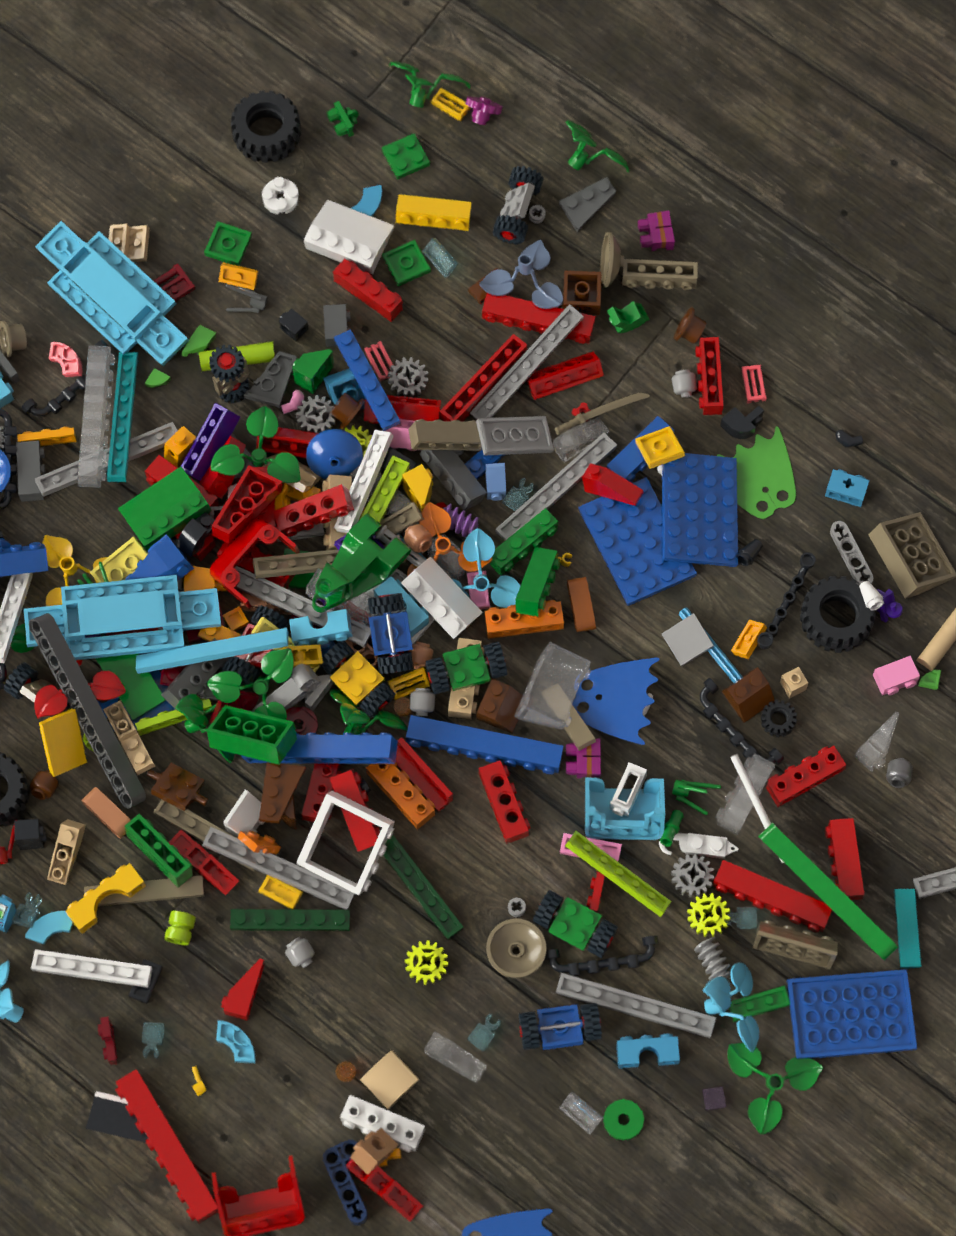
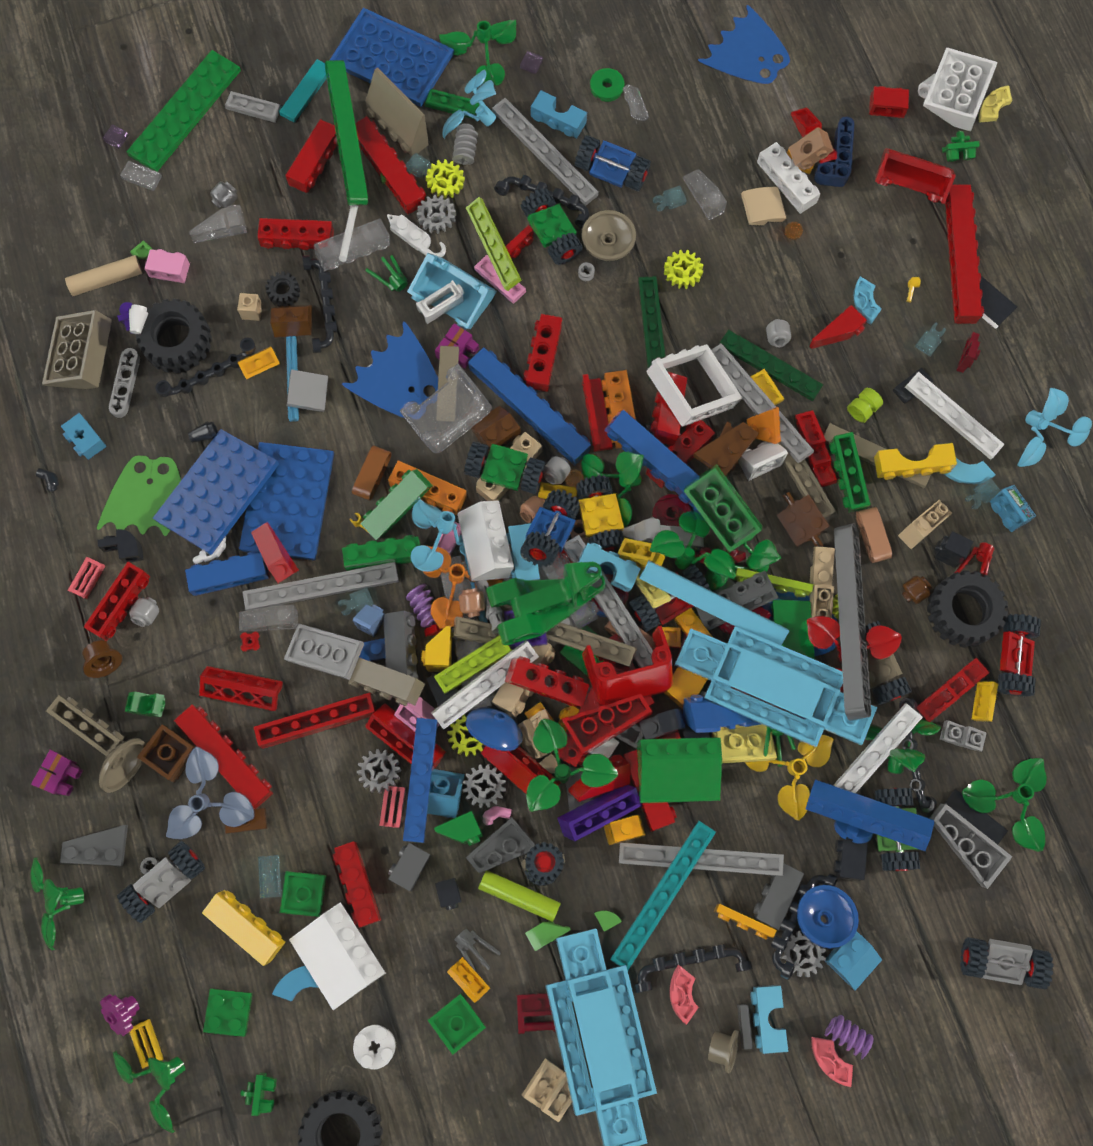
camera: 150 degrees left, 5 degrees up
(62, 742) = (886, 607): yellow tile -> none
(95, 416) = (691, 907): clear brick -> none
(346, 409) = (455, 766): reddish brown piece -> none
(527, 364) = (263, 711): light grey plate -> none
(582, 418) = (256, 632): dark tan sword -> none
(659, 447) = (209, 556): yellow tile -> none
(671, 828) = (433, 248): green pin -> none

